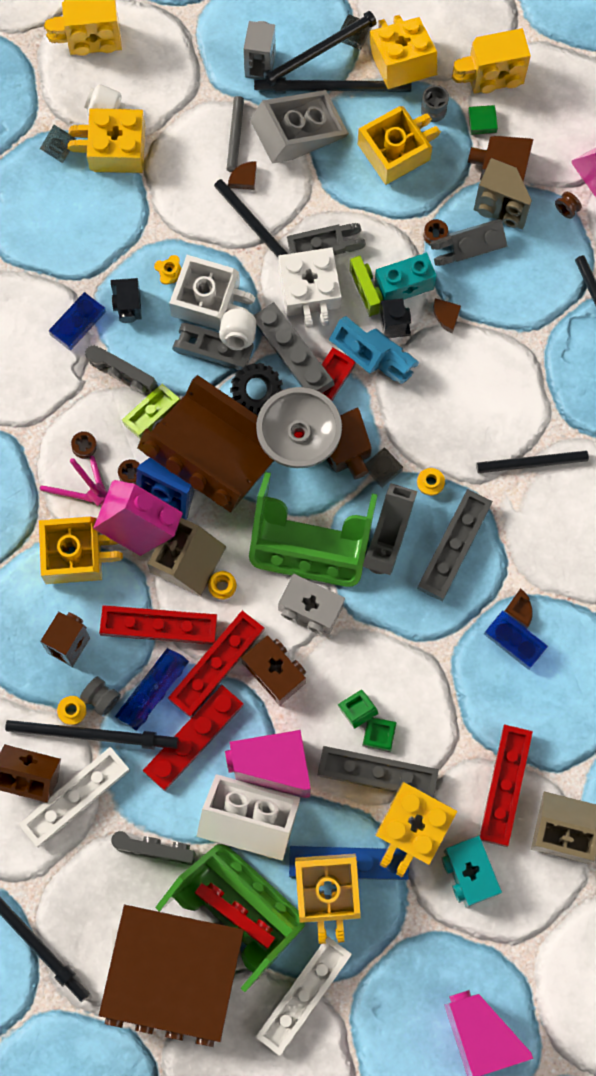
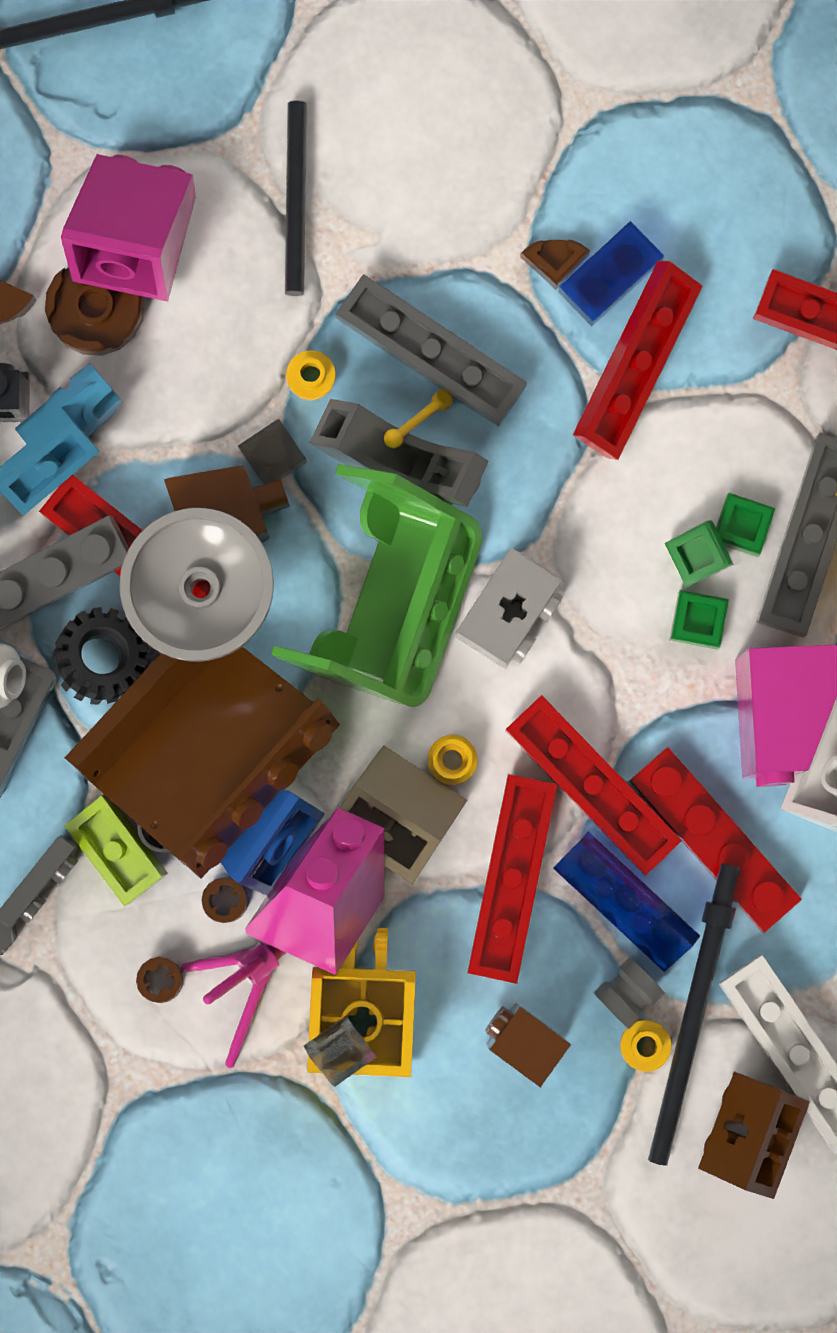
camera: 80 degrees left, 10 degrees up
(50, 532) = (340, 1051): none -> clear smoke plate
(259, 661) = (646, 681): reddish brown brick -> none
(320, 714) = (699, 619): none -> green tile
(426, 554) = (440, 401): none -> yellow hinge
(447, 369) = (90, 320): none -> reddish brown tile
(466, 660) = (637, 360): none -> red plate
(499, 371) = (129, 226): none -> dark pink slope

